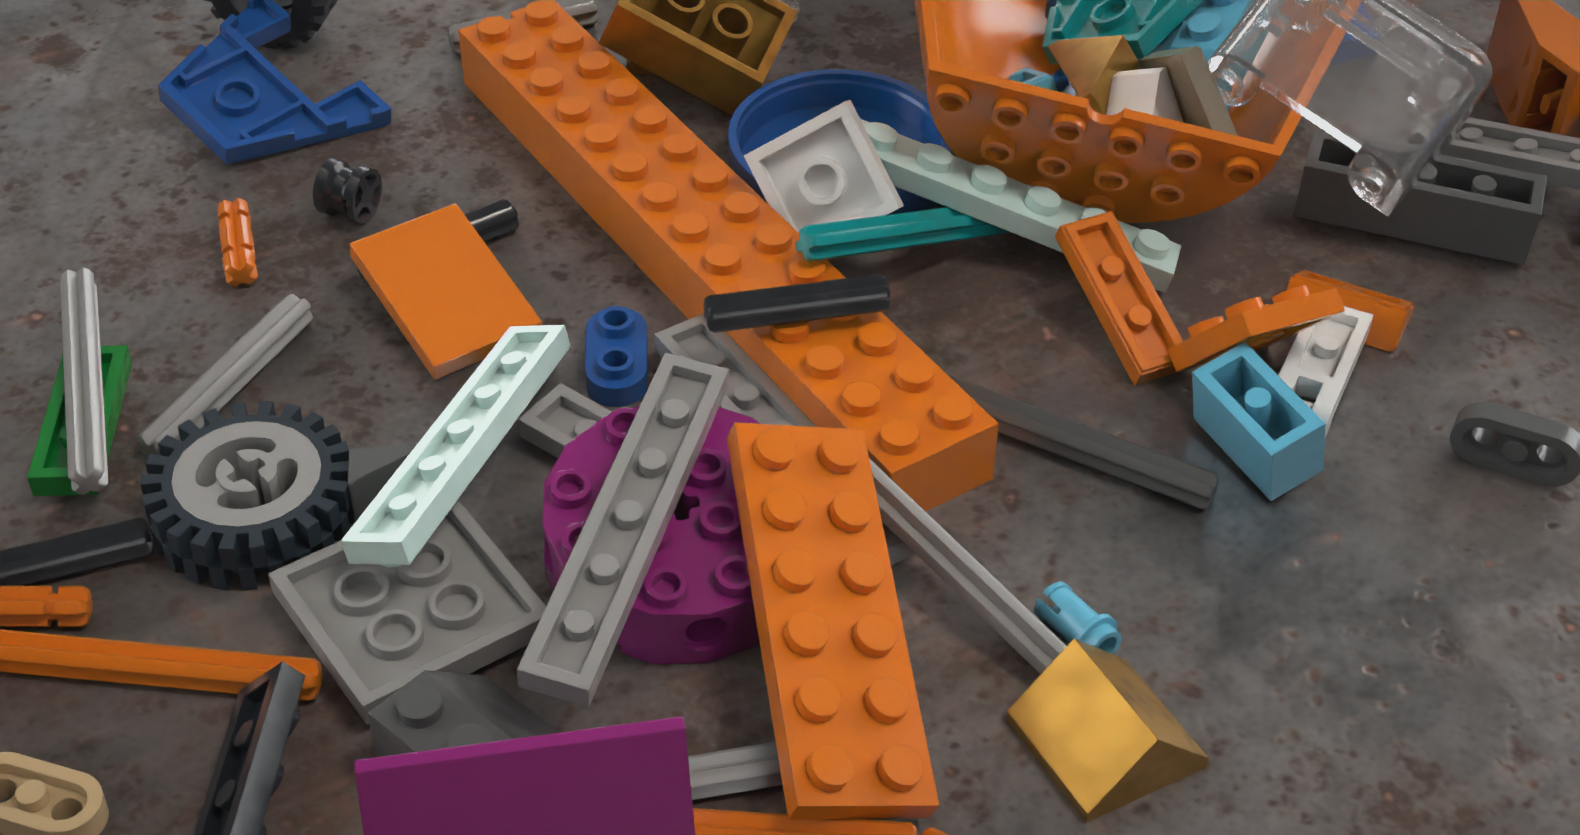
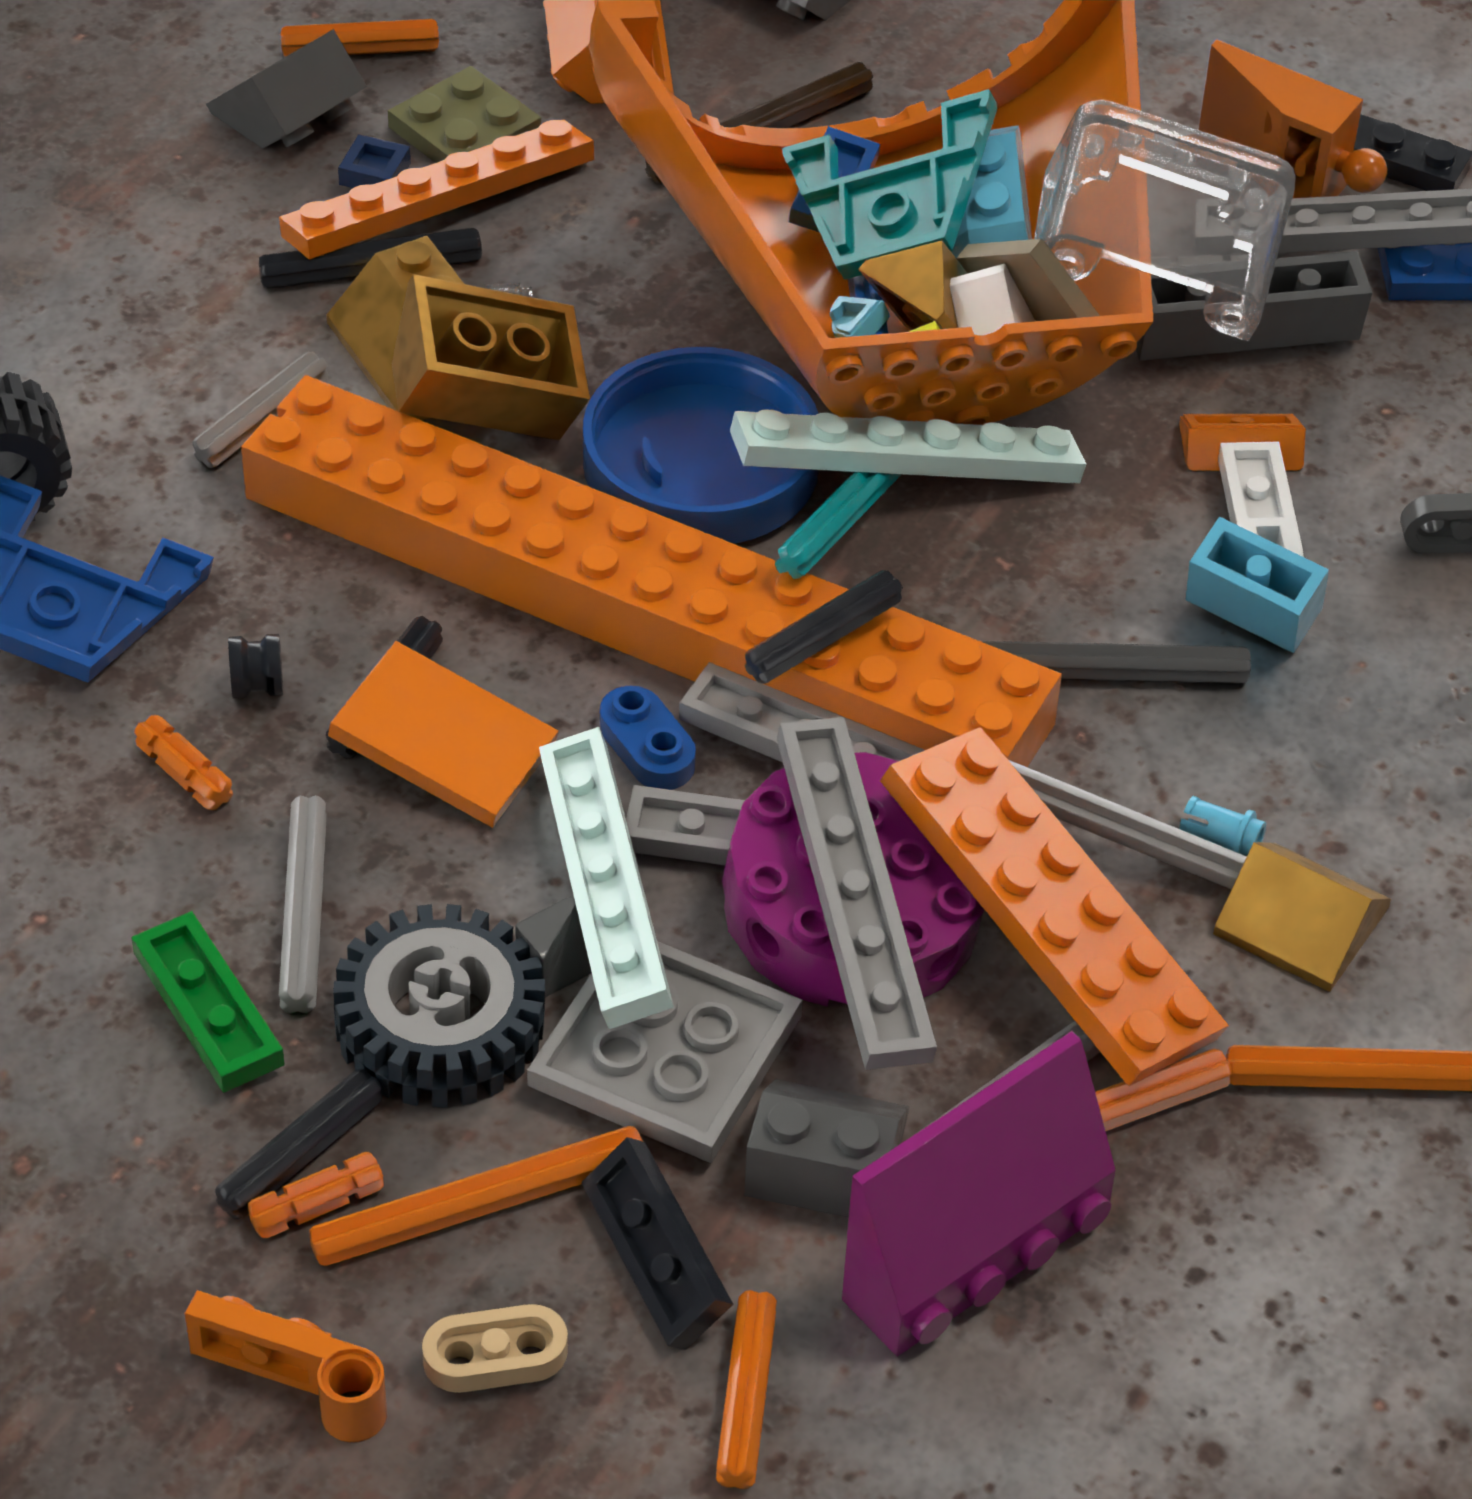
camera: 30 degrees left, 5 degrees up
(83, 382) = (195, 960): light grey axle -> none
(824, 171) = (747, 485): white plate -> none
(1121, 295) = (1063, 505): orange tile -> none
(1256, 324) = (1204, 496): orange plate -> none

